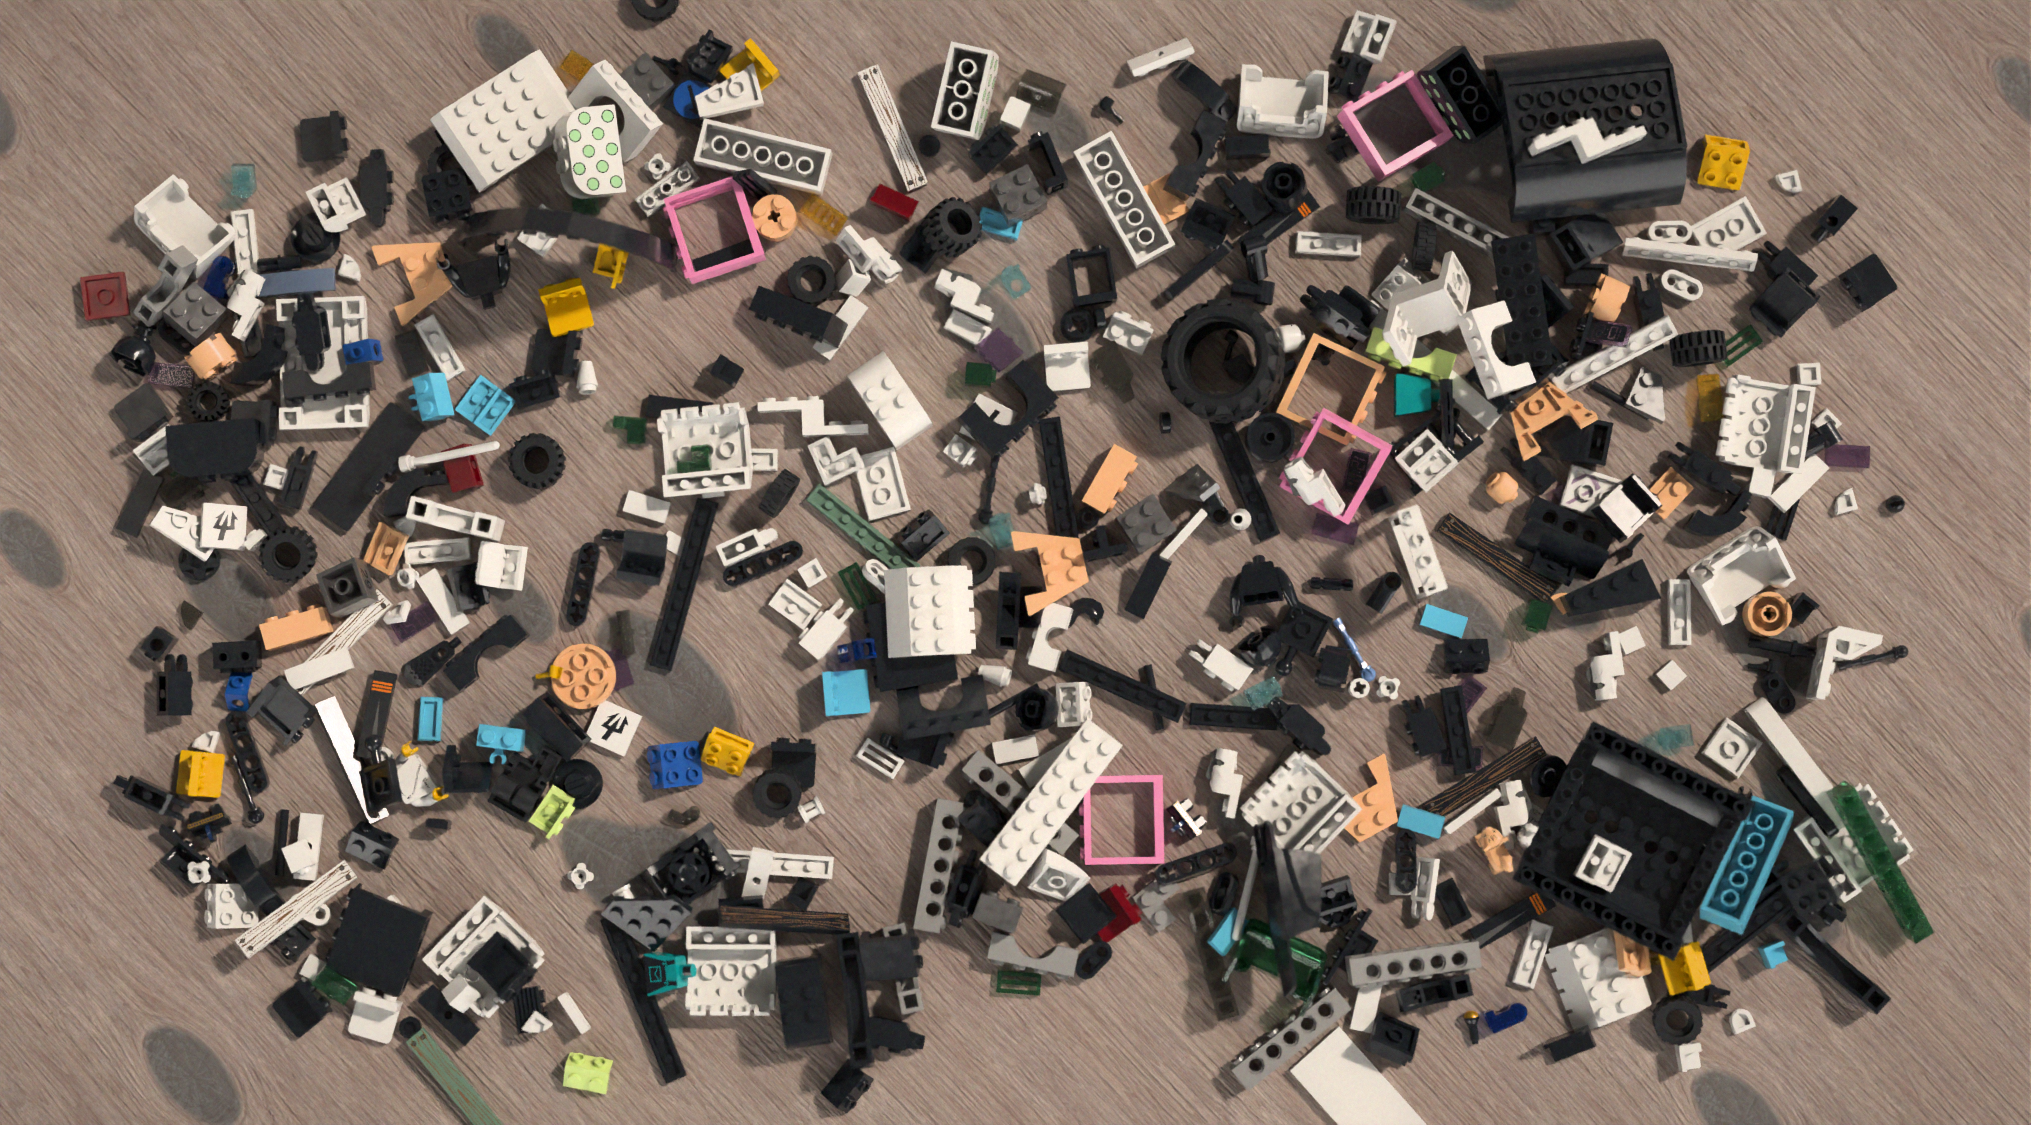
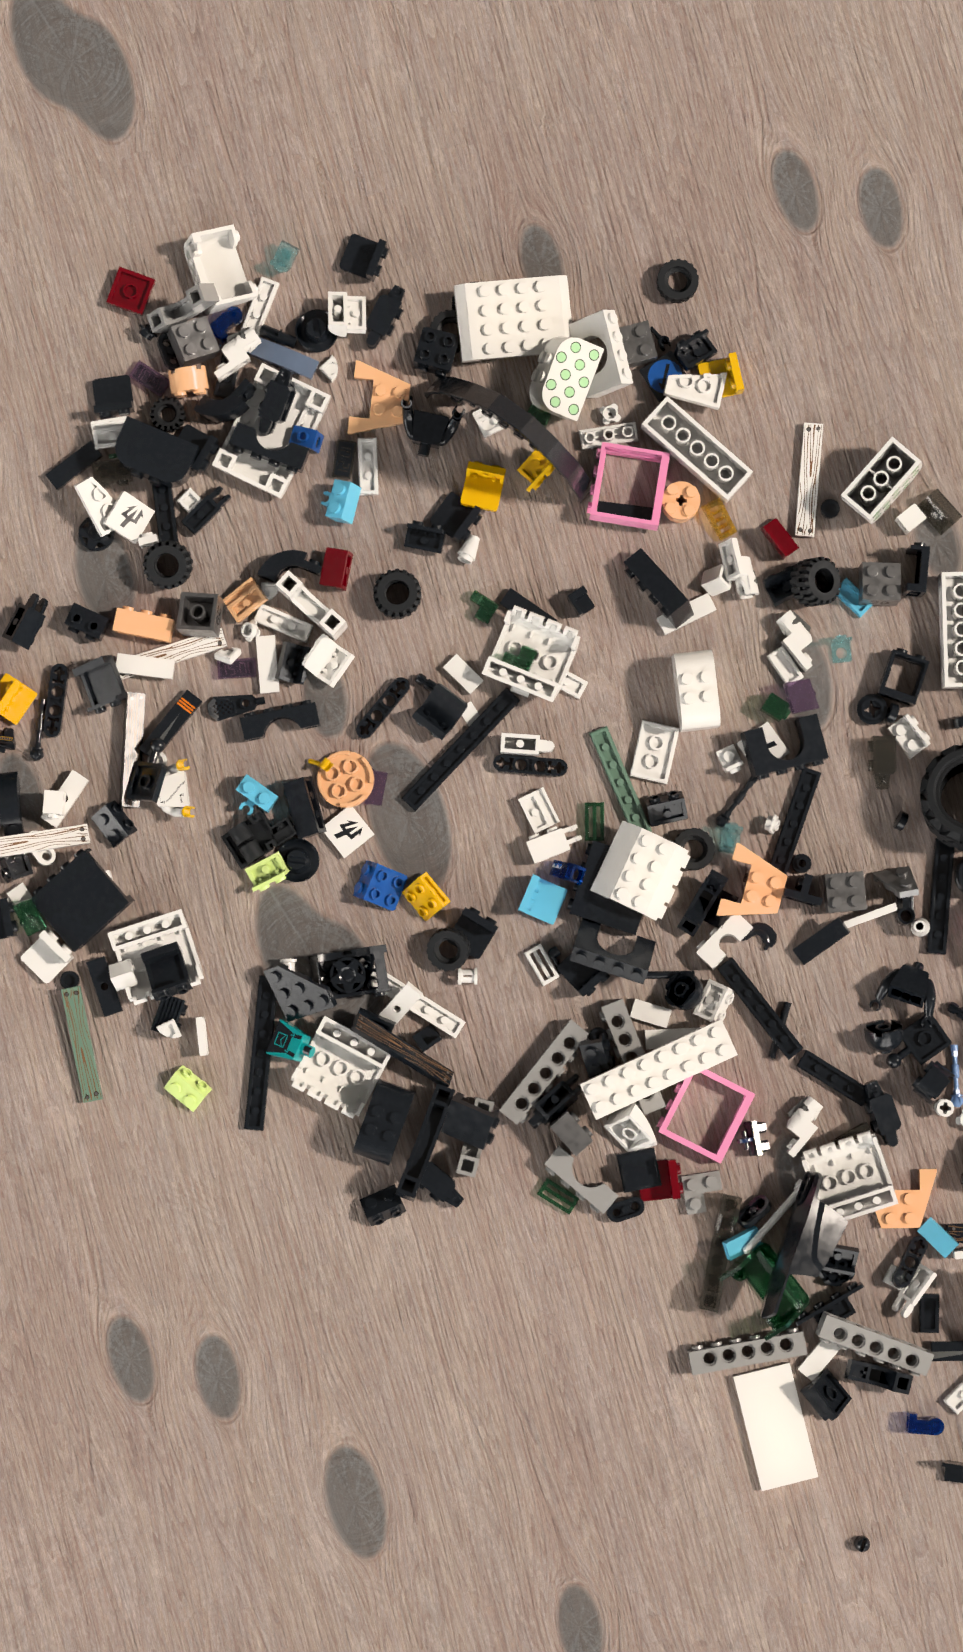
camera: 30 degrees right, 0 degrees up
(135, 354) = (131, 348): black cylinder -> none
(168, 643) = (40, 584): black brick -> none
(190, 615) = (67, 572): clear smoke tile -> none
(207, 741) = (29, 676): white tile -> none
(238, 689) = (74, 648): blue bracket -> none
(282, 840) = (46, 784): black bar -> none
(369, 467) = (265, 530): black bracket -> none
(408, 463) = (298, 543): white piece -> none
(430, 718) = (210, 750): medium azure tile -> none
(438, 823) = (174, 834): black tile -> none
(465, 776) = (214, 808): black bracket -> none
(485, 405) = (379, 529): medium azure slope -> none
(574, 876) = (266, 936): white plate -> none
(576, 65) = (588, 303): clear yellow slope -> none
(625, 632) = (396, 763): clear smoke pin -> none
(685, 818) = (367, 931): clear smoke arm -> none
(754, 183) = (678, 466): black tile -> none
(779, 493) = (572, 717): black tyre -> none
(812, 573) = (565, 793): white plate -> none
(813, 417) = (629, 672): white bracket -> none
(819, 265) = (696, 558): black tyre -> none
(834, 466) = (623, 718): white plate -> none
(874, 572) = (613, 818): white plate -> none
(992, 148) = (878, 537): black bracket -> none
(996, 674) = (666, 947): white cone -> none
(1067, 366) = (847, 736): white bracket -> none
(1110, 480) = (834, 843): light nougat brick -> none
(1194, 861) = (744, 1177): black beam -> none
(1223, 665) = (847, 1034): white hinge -> none
(1263, 692) = (867, 1071): clear light blue bracket -> none
(1471, 1018) = (896, 1412): black piece -> none

